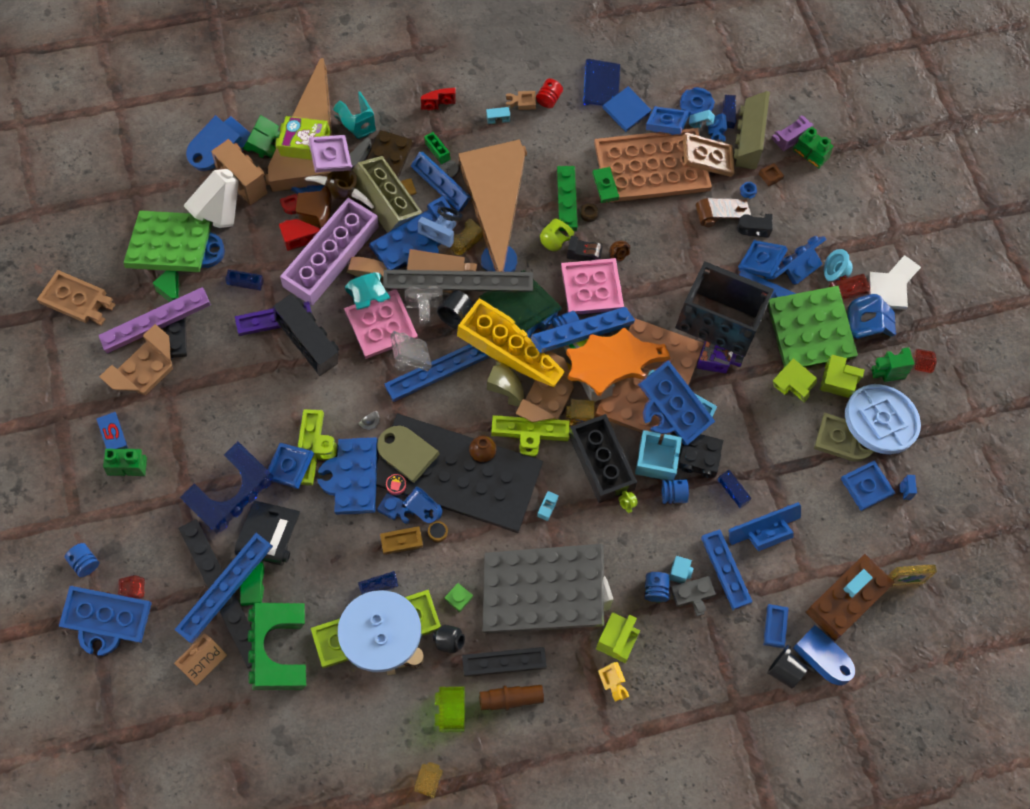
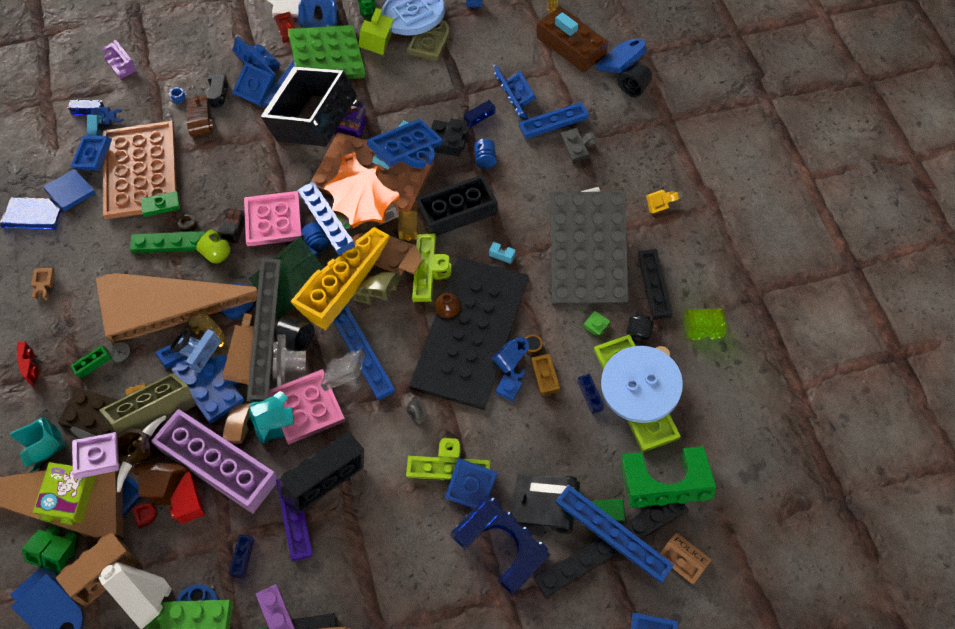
camera: 85 degrees left, 5 degrees down
(353, 476) = (479, 422): blue plate -> none
(396, 484) = (488, 380): tile -> none
(407, 453) = (455, 370): olive tile -> none
(428, 779) = (771, 339): clear yellow brick -> none
(440, 181) = (134, 357): blue plate -> none
(503, 113) = (56, 301): medium azure piece -> none
(511, 697) = (687, 276): reddish brown piece -> none
(548, 94) = (41, 257): red piece -> none
(618, 637) = (633, 190): lime plate -> none
(619, 250) = (234, 196): reddish brown plate -> none
(628, 501) = (497, 188): lime plate -> none
(657, 459) = (448, 167): medium azure piece -> none
(657, 587) = (575, 167): blue piece -> none
(681, 570) = (557, 151): medium azure plate -> none
(696, 101) = (69, 133): blue tile -> none
(708, 154) = (135, 121): medium nougat tile -> none
(752, 131) = (114, 84): olive slope -> none
(771, 174) = (162, 79): reddish brown tile -> none
(776, 626) = (598, 90): blue tile -> none
(796, 379) = (380, 61): lime plate -> none
(812, 143) = (138, 42): green hips -> none
(837, 265) = (265, 31): medium azure hat -> none
(867, 485) = (472, 26): blue tile -> none

